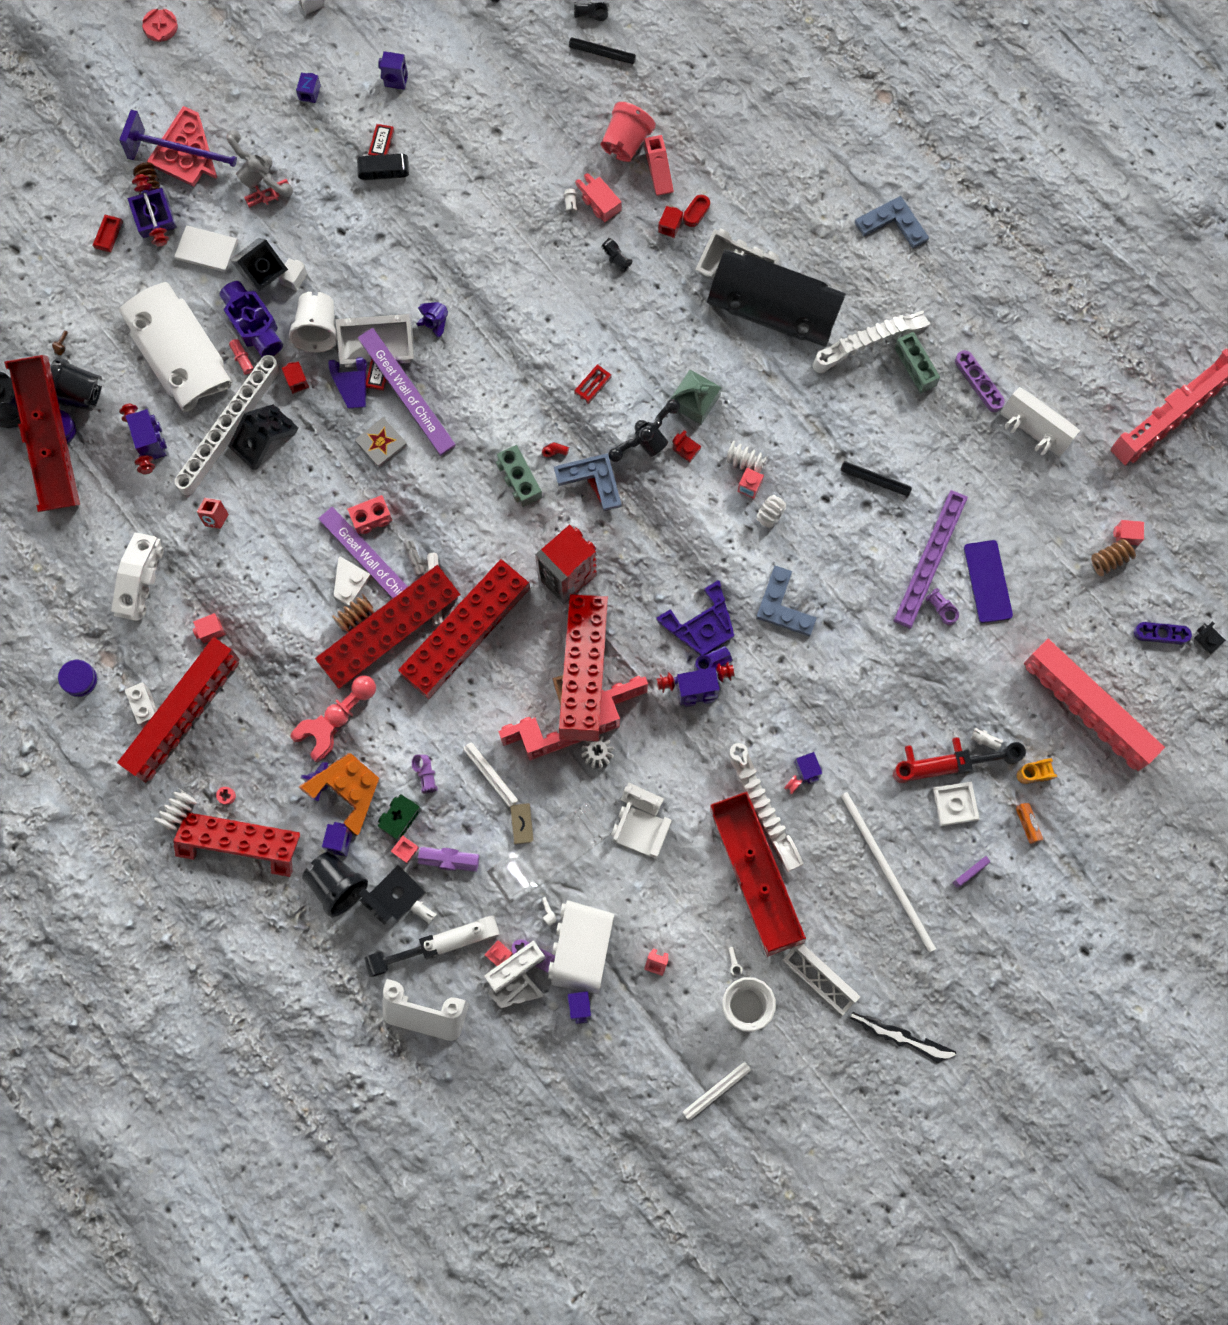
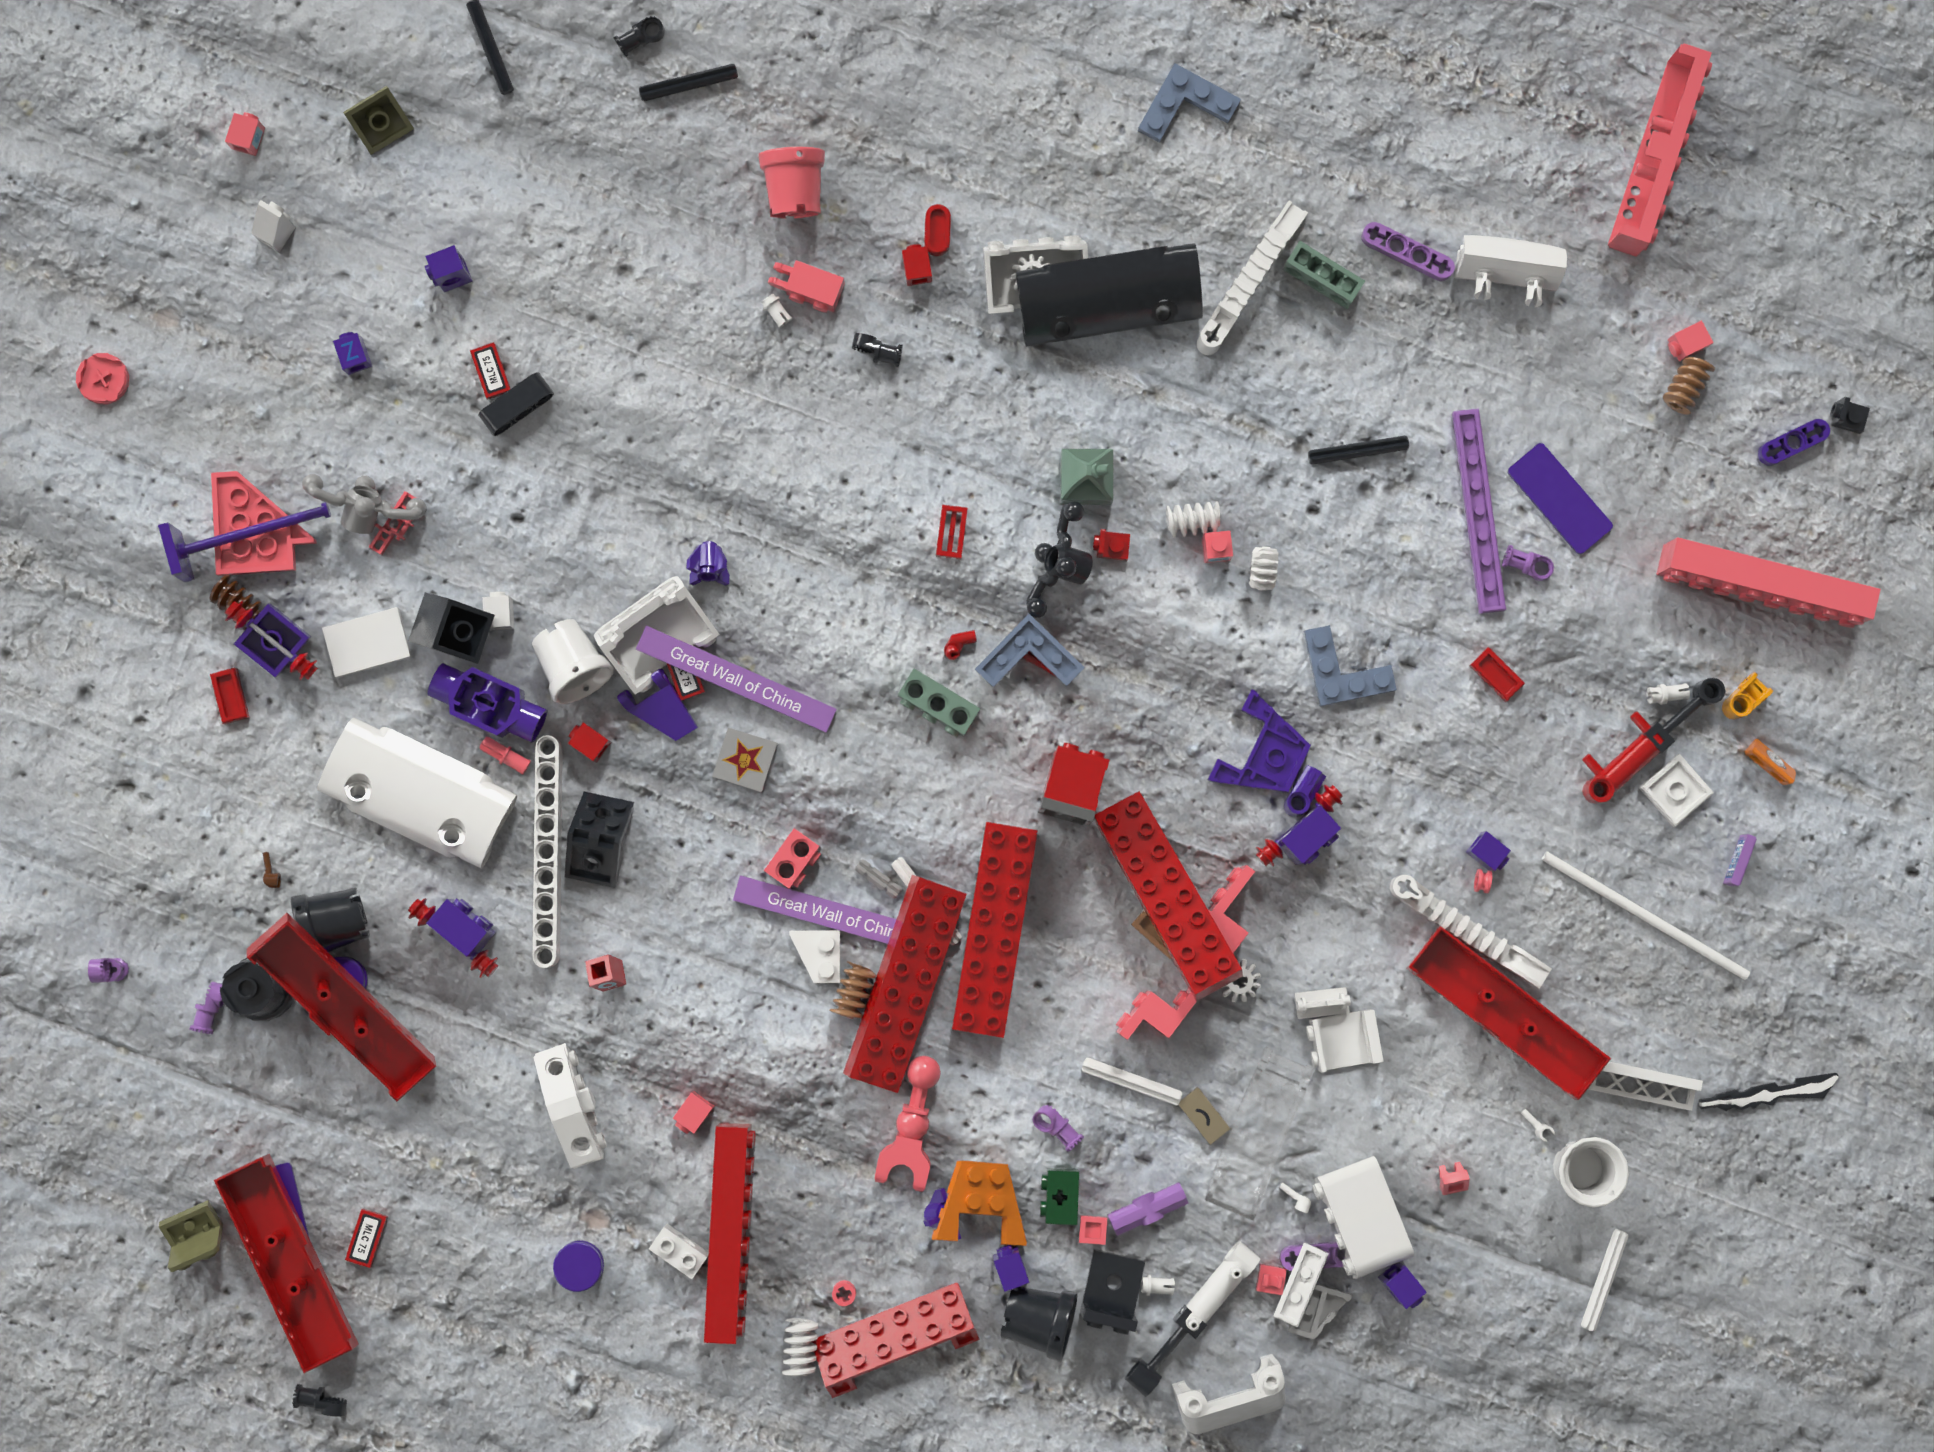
camera: 35 degrees left, 10 degrees up
(658, 164) = (857, 200): coral slope -> none
(881, 663) = (1497, 674): none -> red tile

